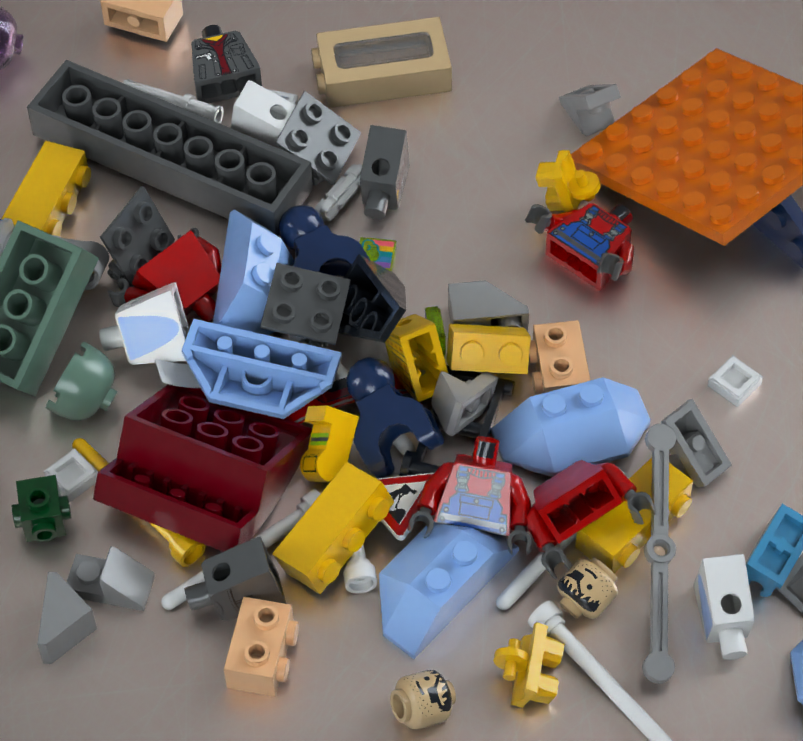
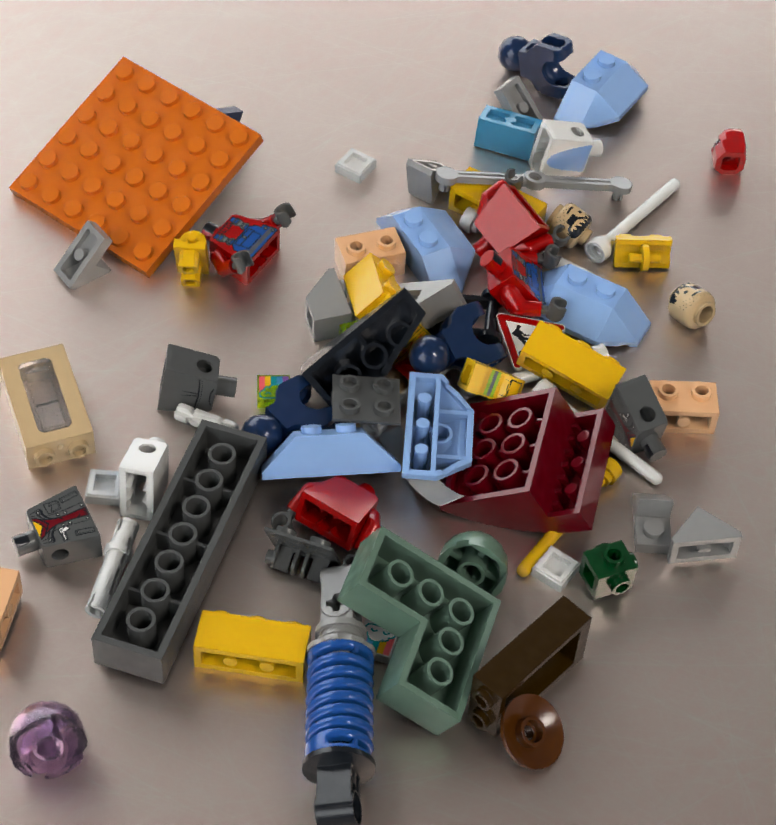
camera: 105 degrees left, 5 degrees down
(149, 327) = (404, 511): white torso -> none
(319, 137) = (150, 427): hinge -> none

